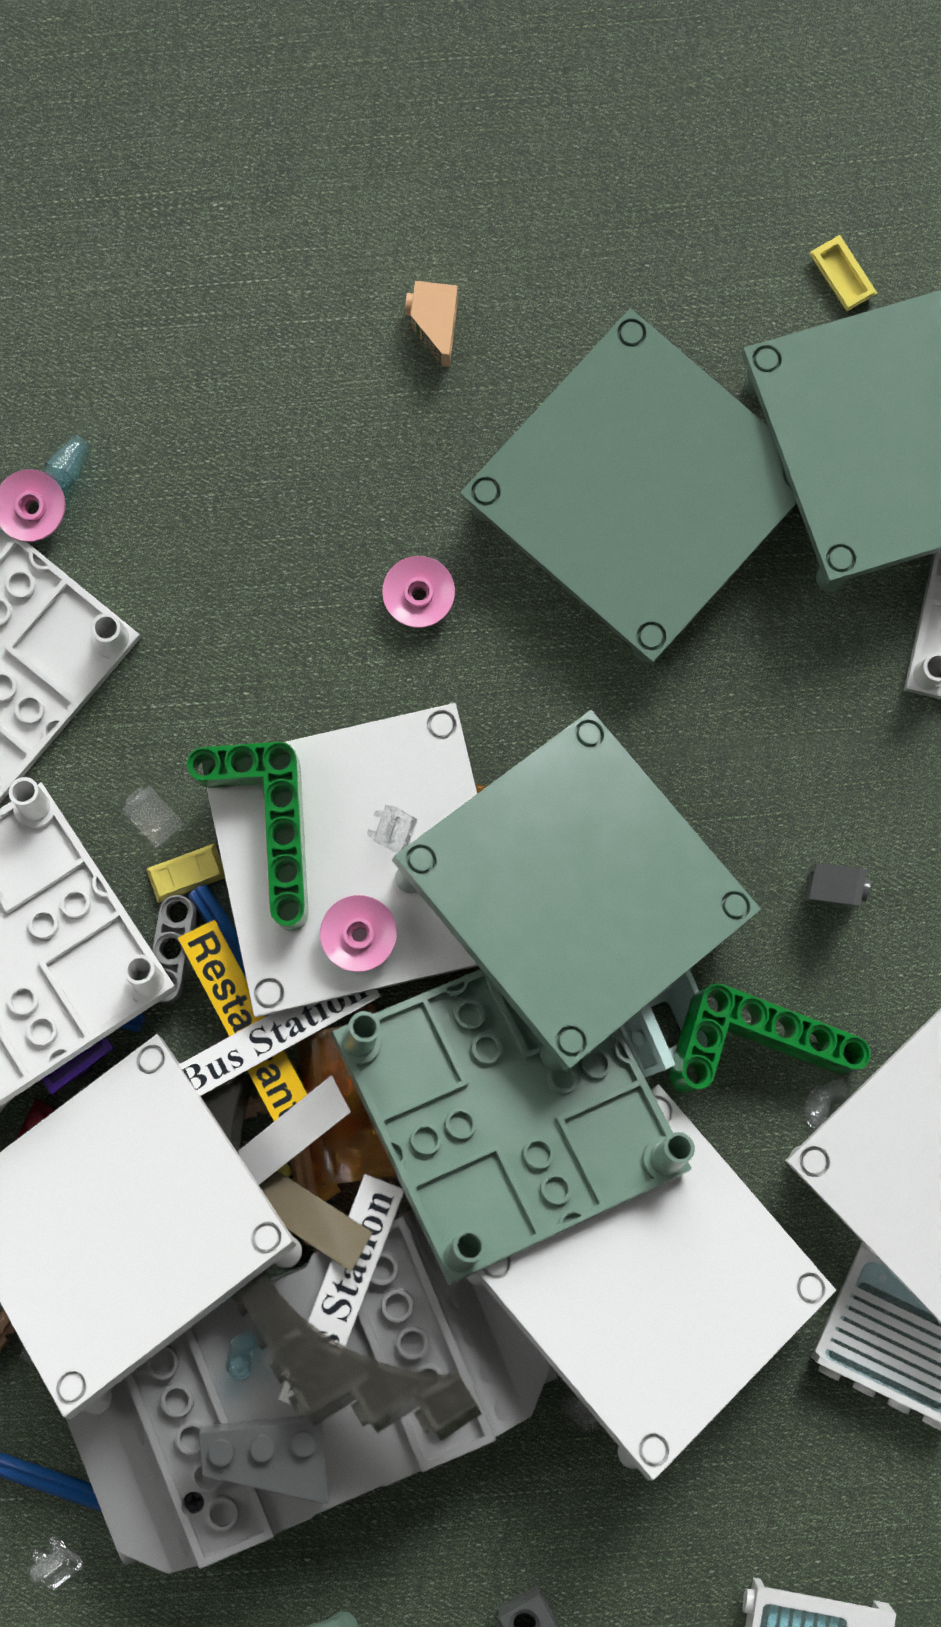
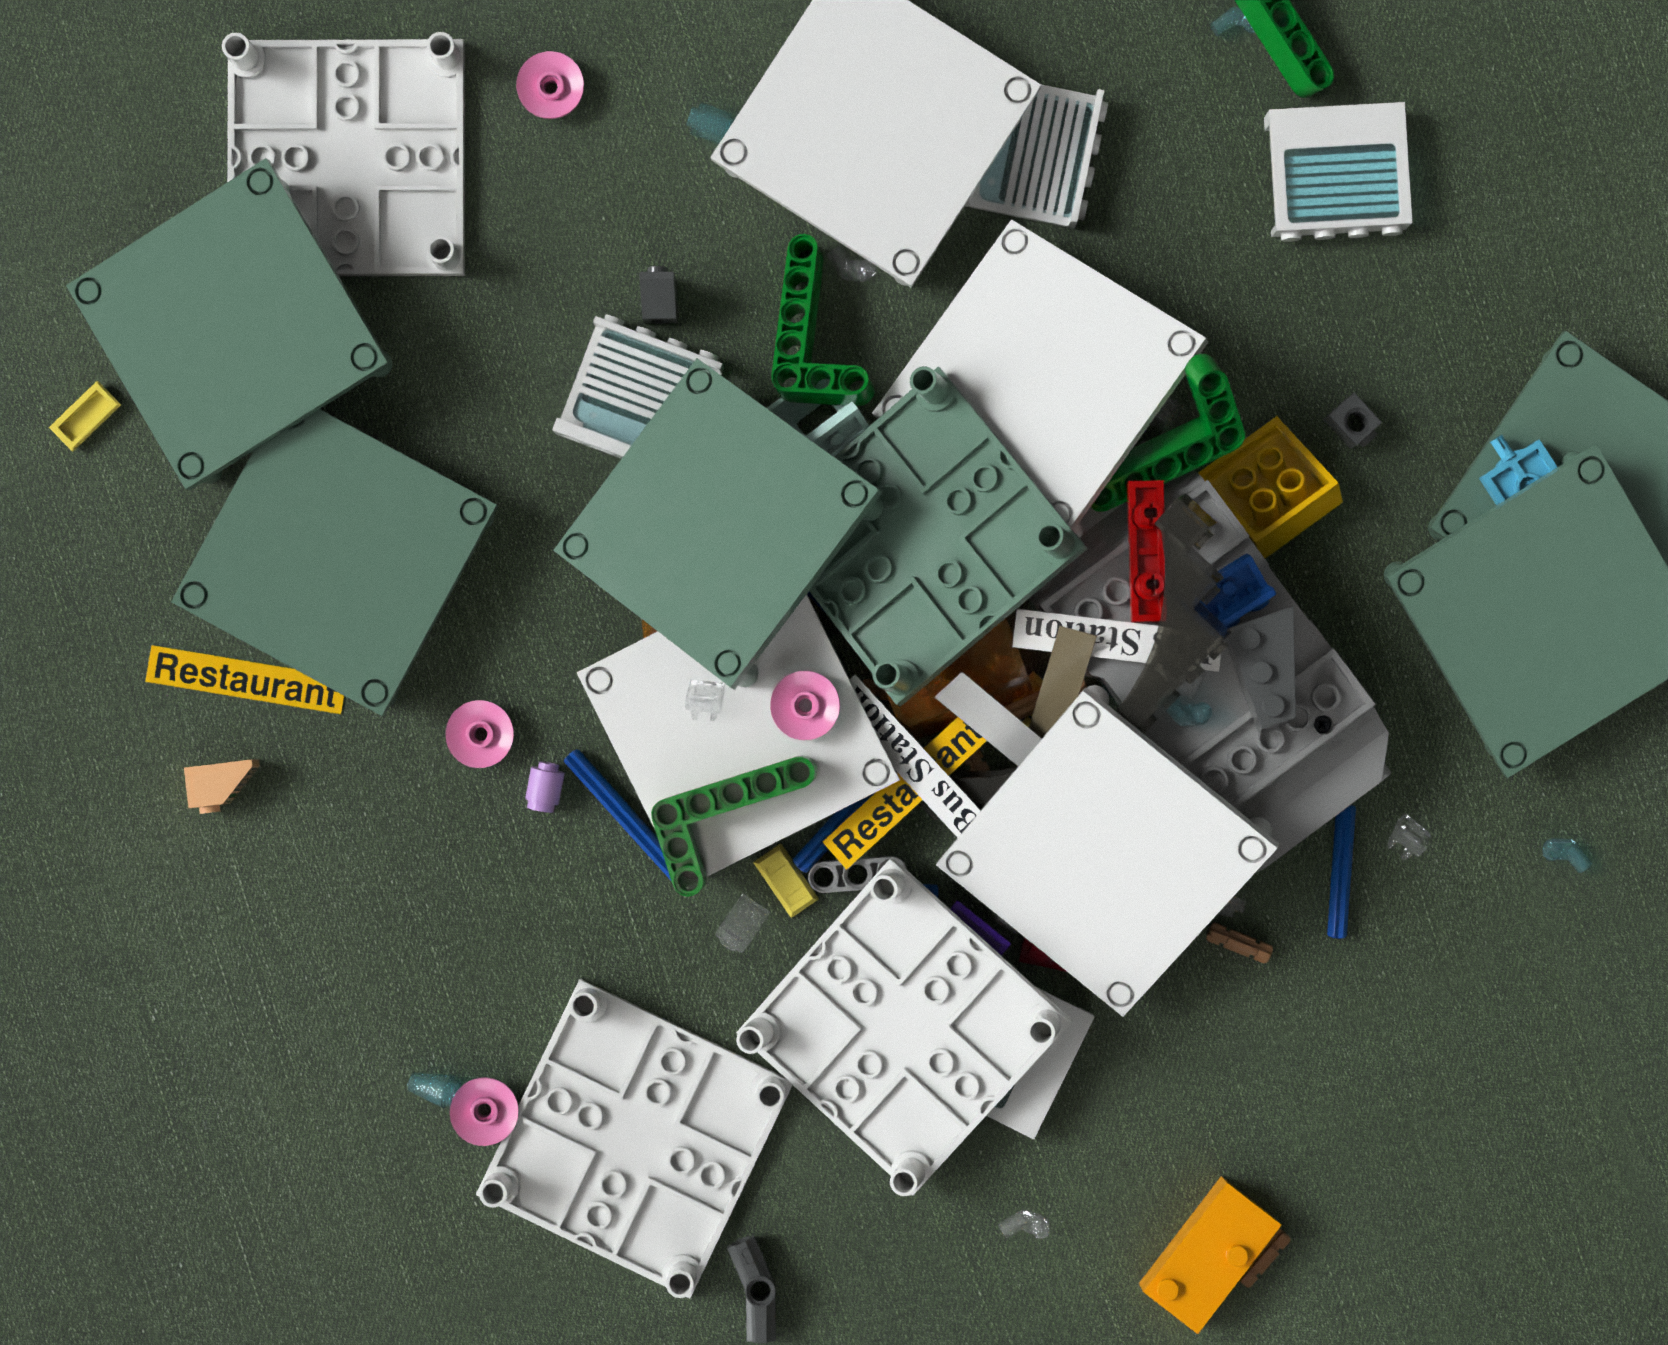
camera: 105 degrees left, 5 degrees up
(315, 711) = (617, 807): none -> blue axle
(347, 645) = (544, 787): none -> lavender brick
(360, 1449) = (1241, 591): none -> blue bracket
(432, 1351) = (1145, 550): none -> red plate
(477, 1510) = (1273, 486): none -> yellow slope
(537, 362) = (240, 679): none -> yellow sticker
(538, 1425) = (1187, 446): none -> green beam
(750, 828) = (623, 385): none -> panel

